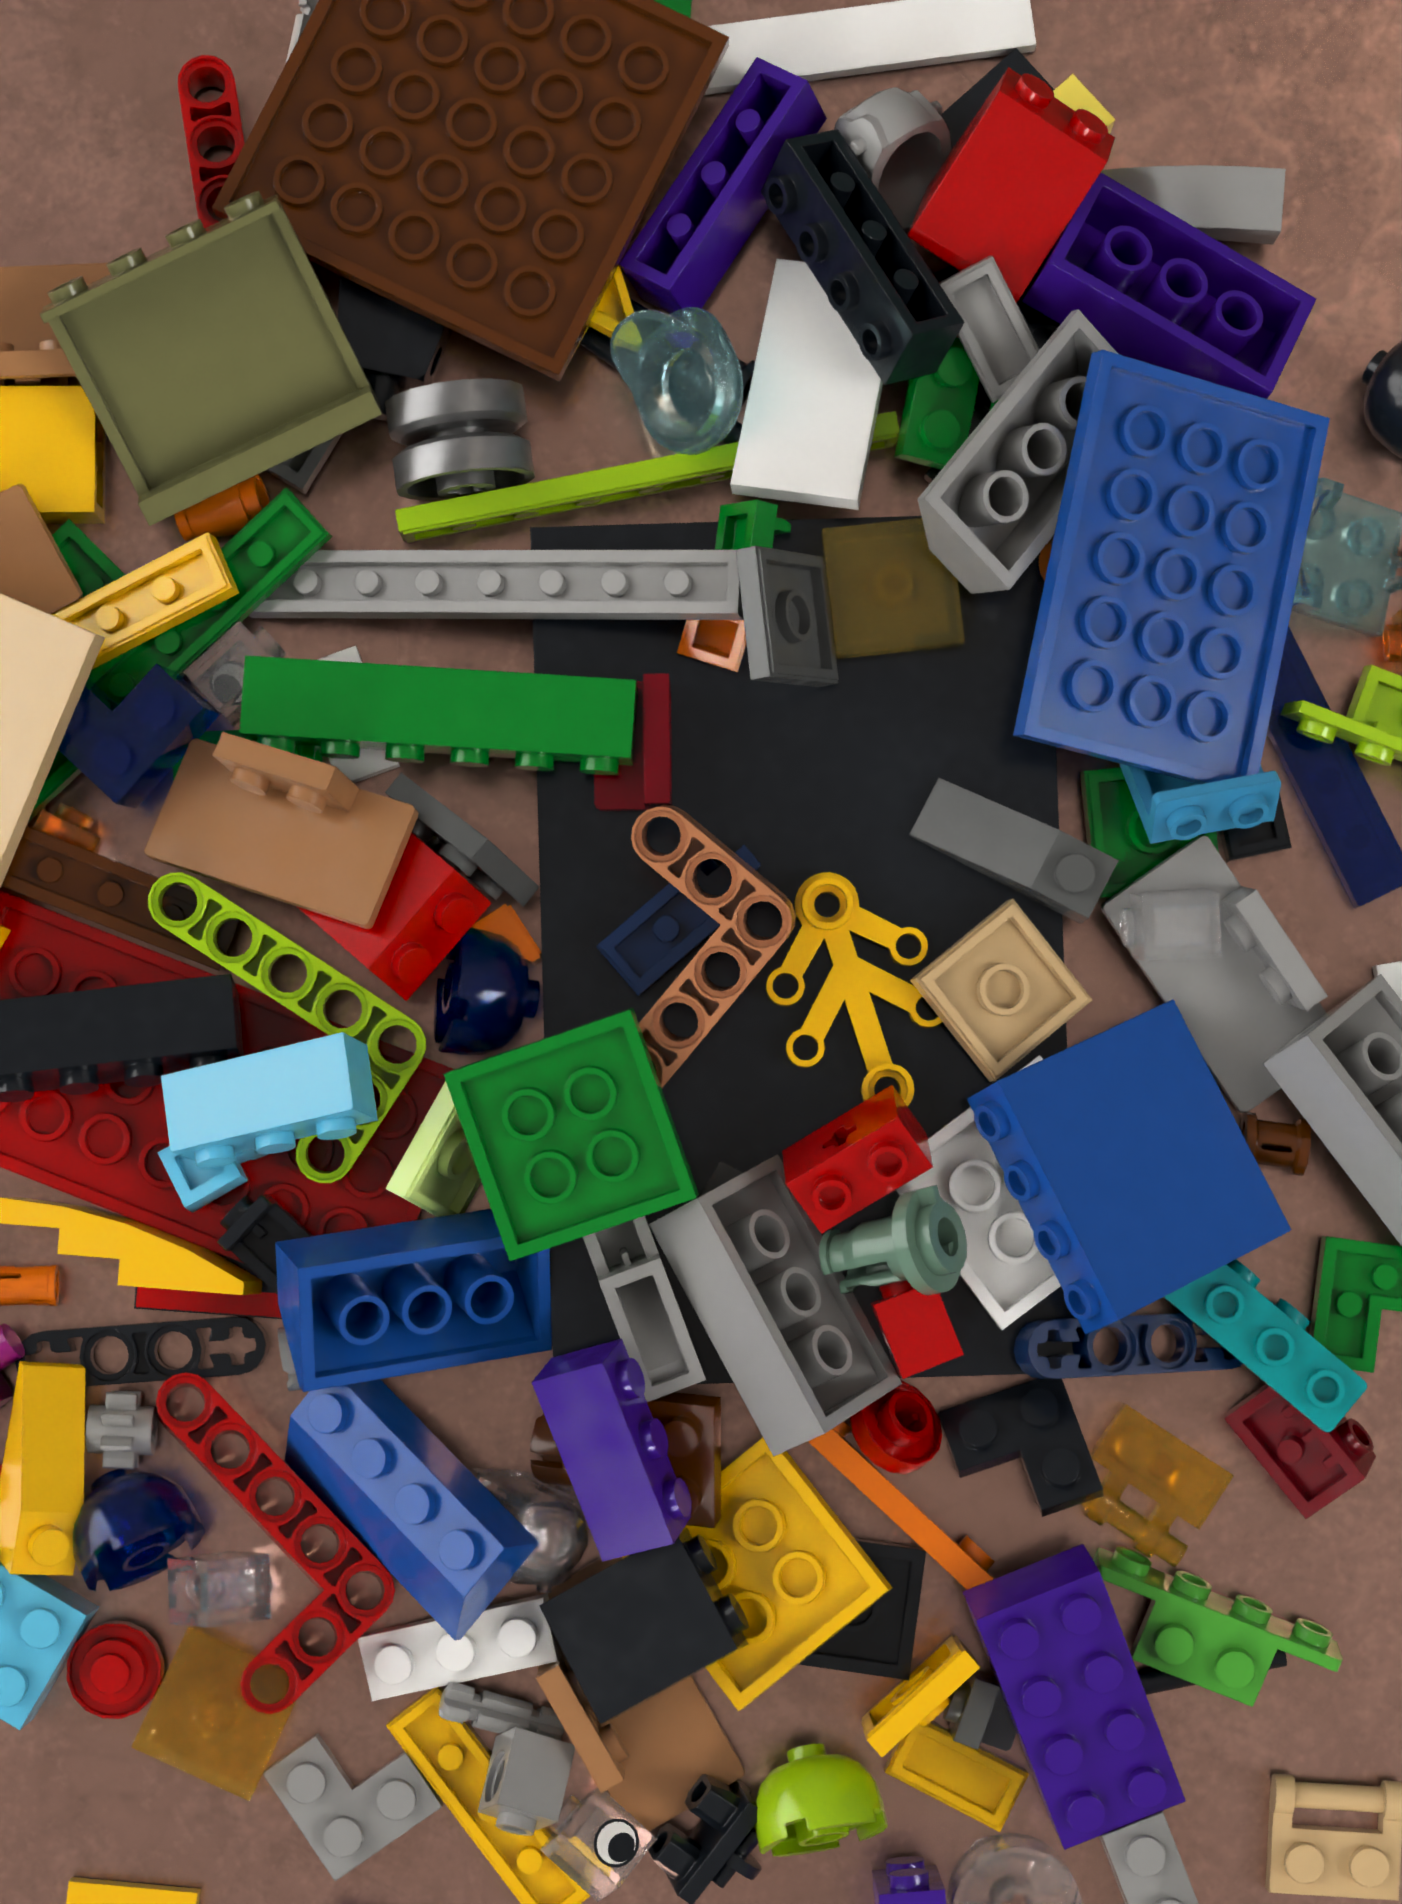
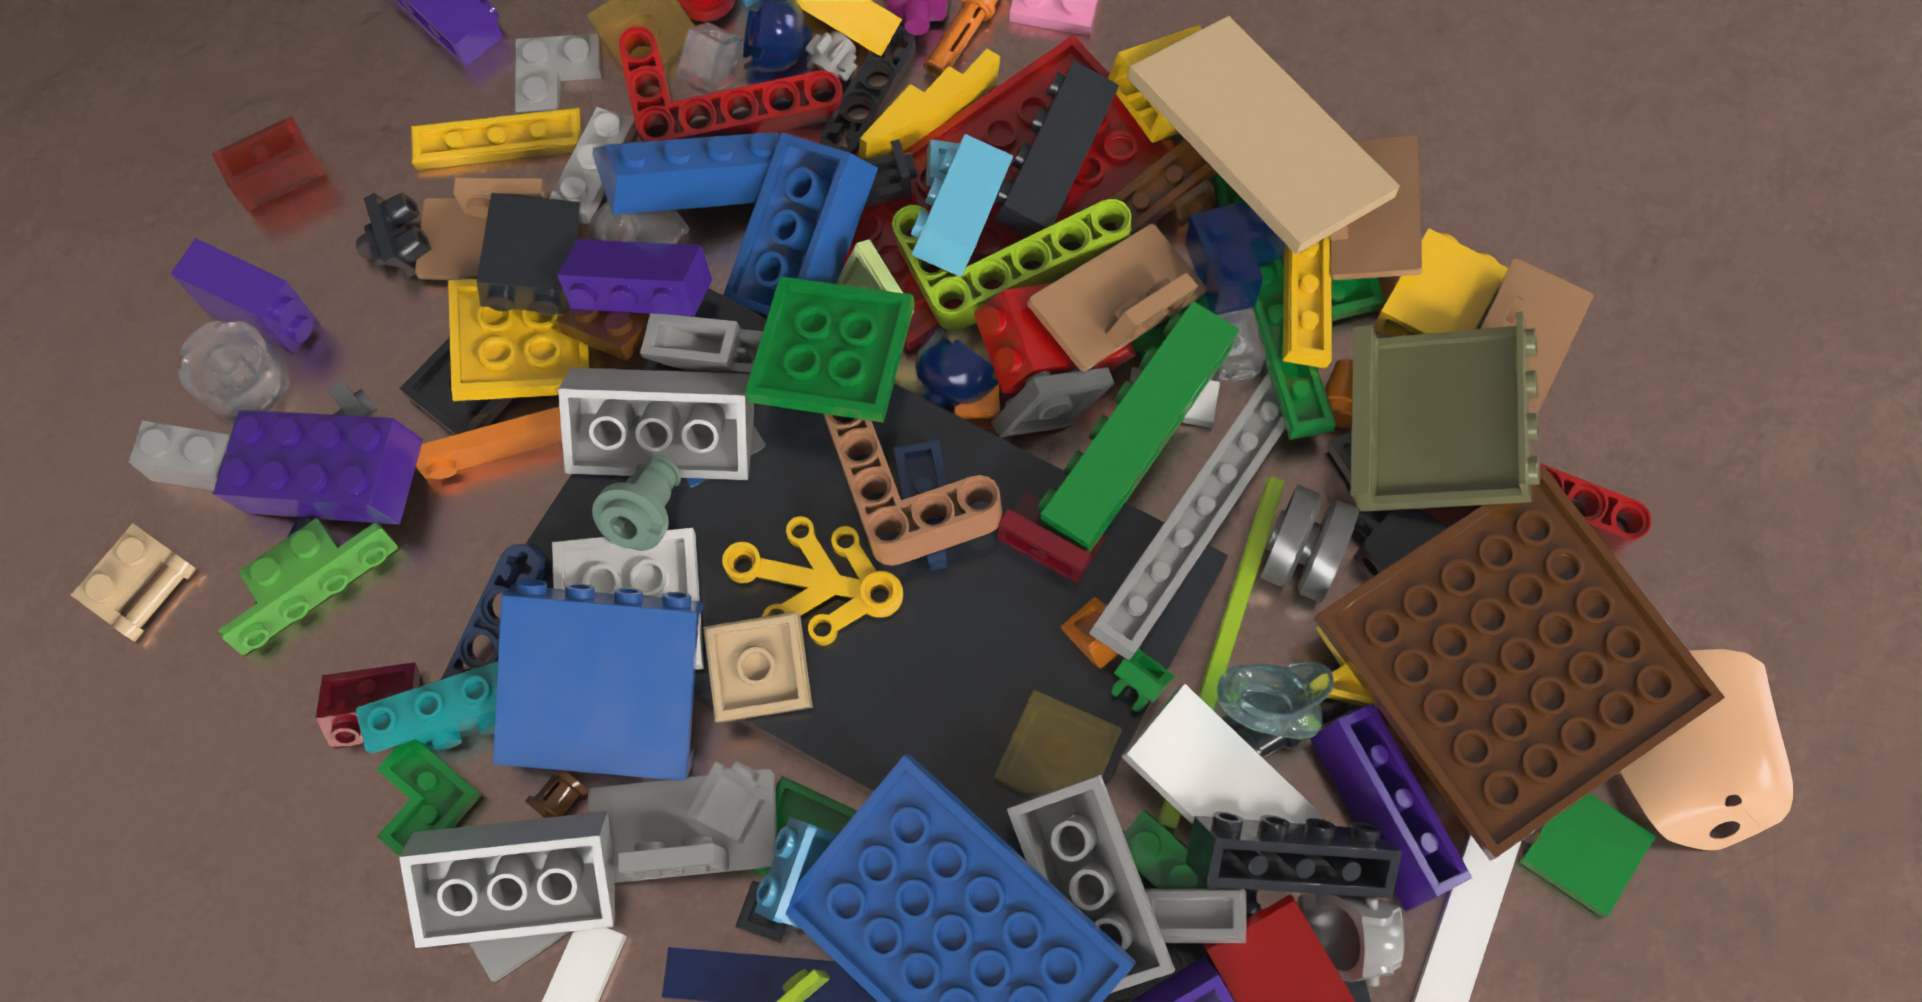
camera: 125 degrees right, 15 degrees down
(496, 1711) = (548, 158): light grey axle -> none
(526, 1781) = (493, 151): light grey brick -> none
(597, 1843) = (434, 172): clear brick -> none
(787, 617) = (1075, 663): dark grey plate -> none
(816, 1803) = (369, 298): lime cylinder -> none
(856, 1159) = (709, 511): red brick -> none
(898, 1430) = (540, 464): red plate -> none
(915, 1328) = (578, 489): red brick -> none
(920, 1697) = (382, 375): yellow plate -> none
(957, 1774) = (312, 394): yellow tile -> none
(1014, 850) = (838, 728): dark grey slope -> none
(1029, 1424) = (476, 546): black plate -> none
(1164, 1470) = (416, 609): clear yellow plate -> none

